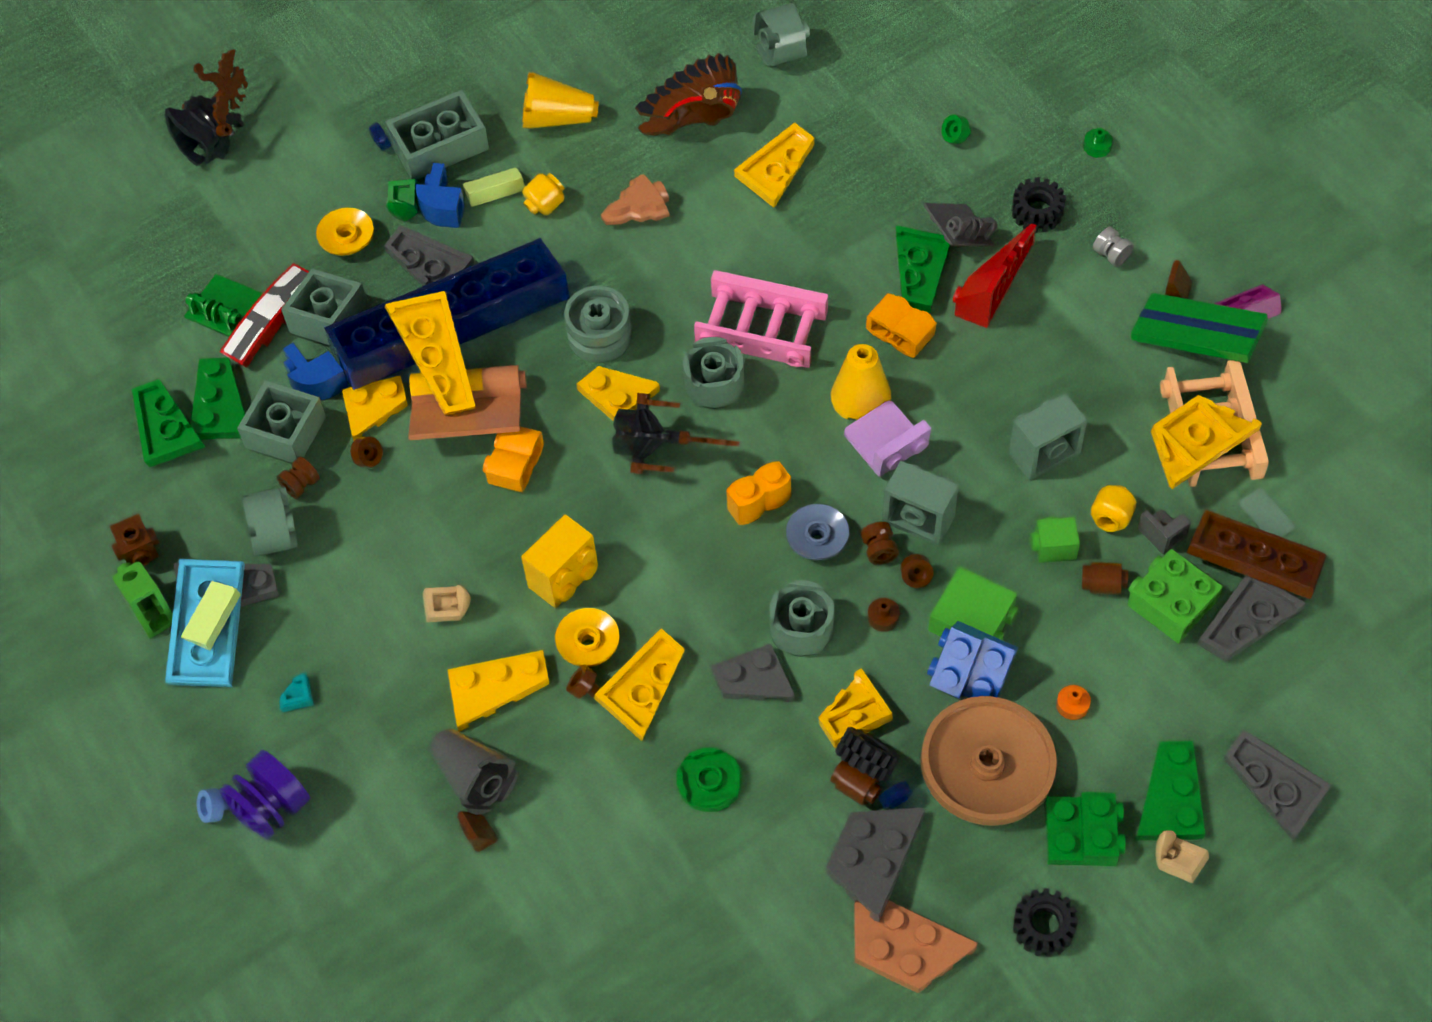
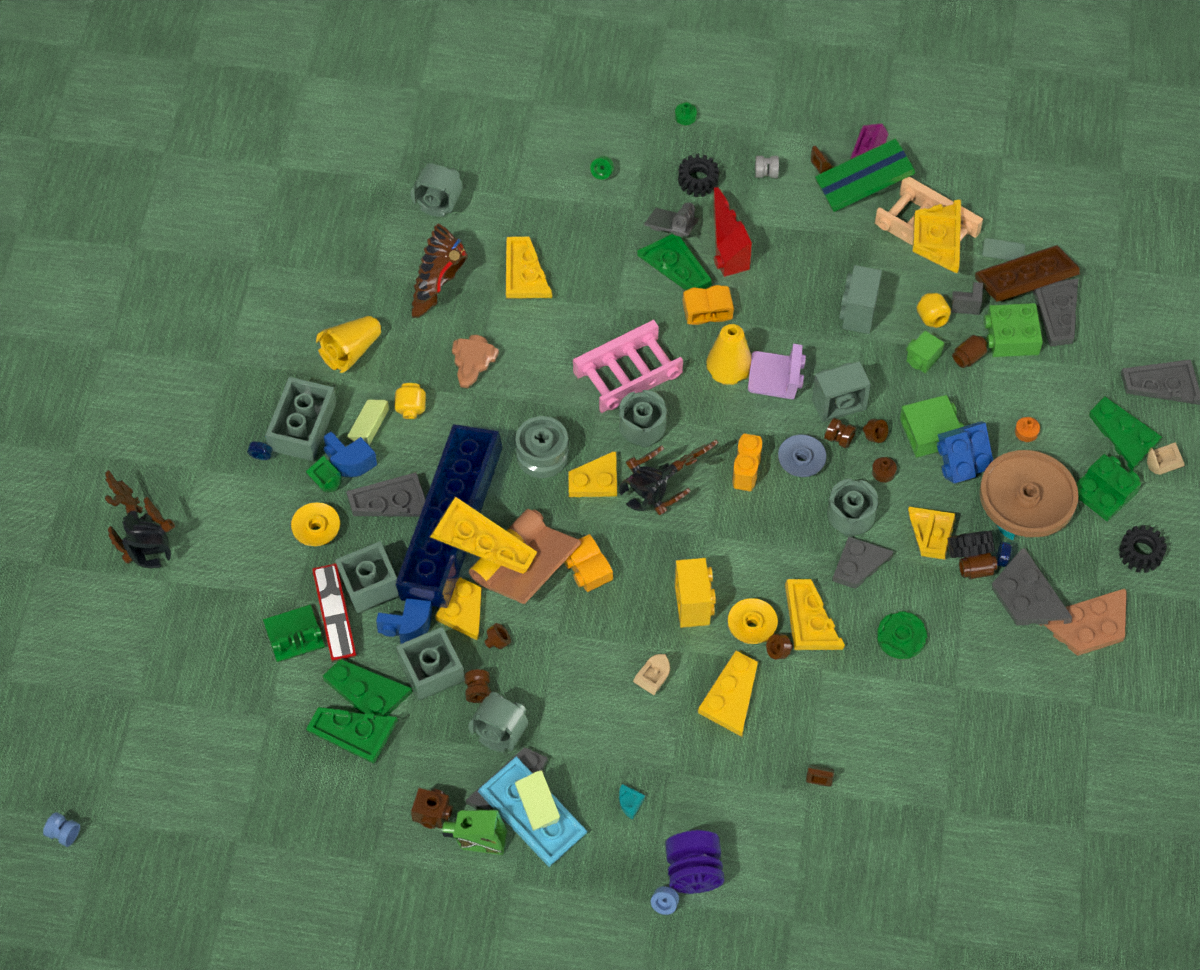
camera: 50 degrees left, 0 degrees up
(473, 770) = (780, 743): dark grey cone -> none

